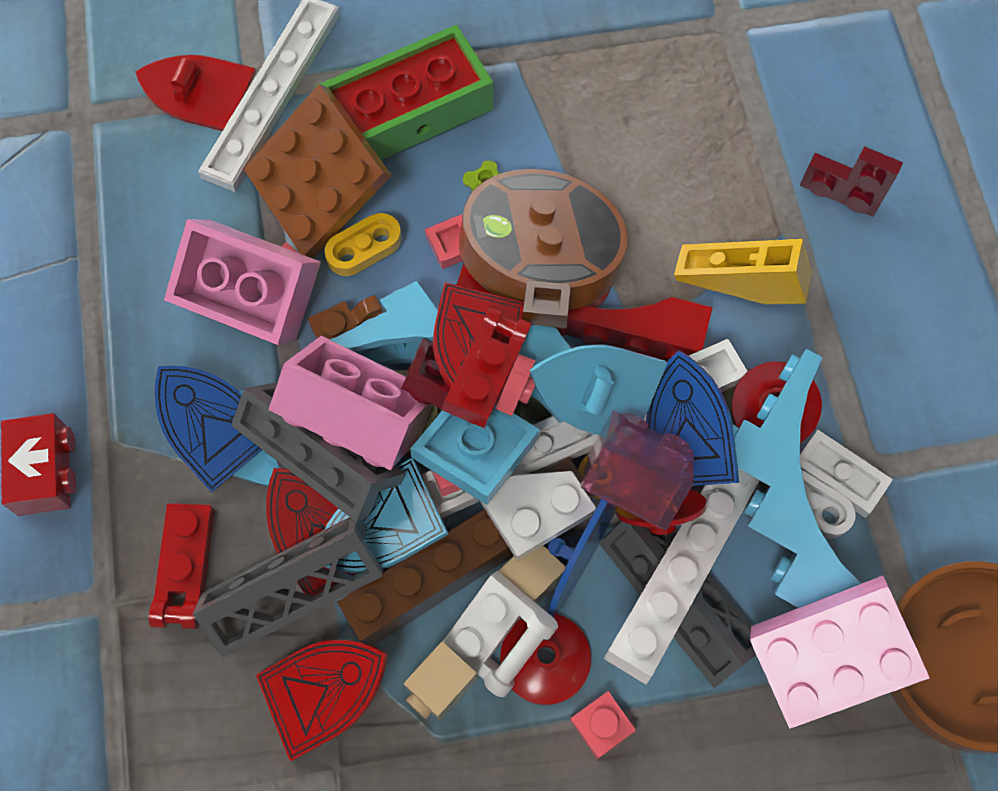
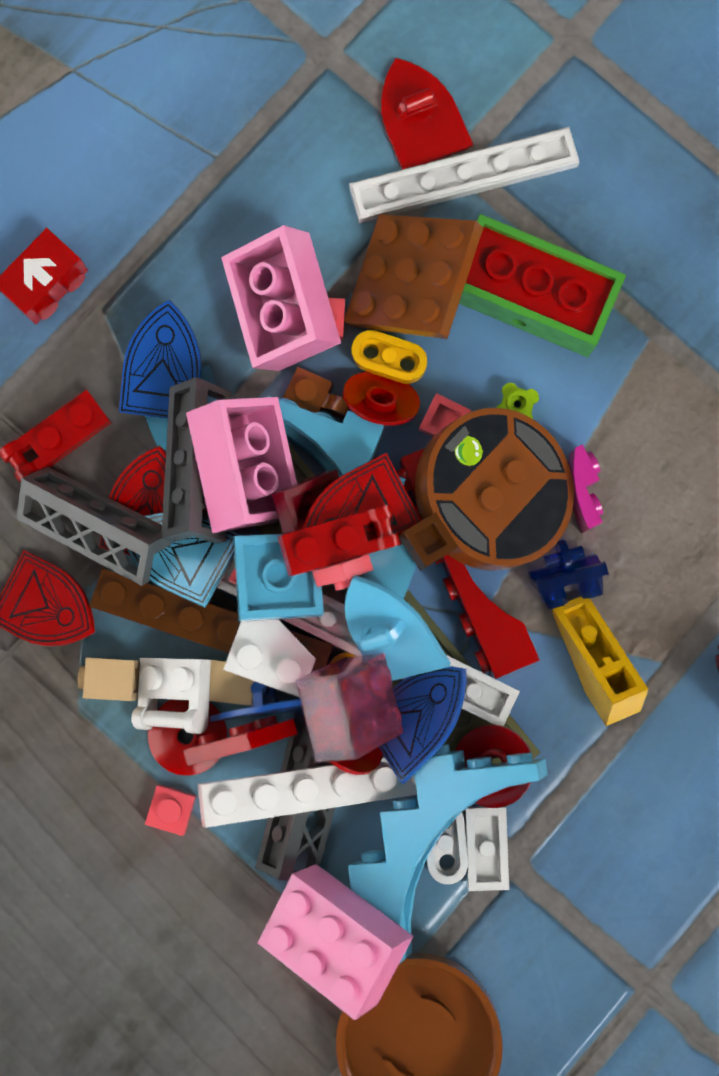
camera: 50 degrees right, 15 degrees up
(392, 272) = (380, 399): none -> red dish
(591, 591) = (241, 739): none -> red plate
(613, 186) = (584, 473): none -> dark pink slope
(653, 238) = (568, 568): none -> clear blue hips

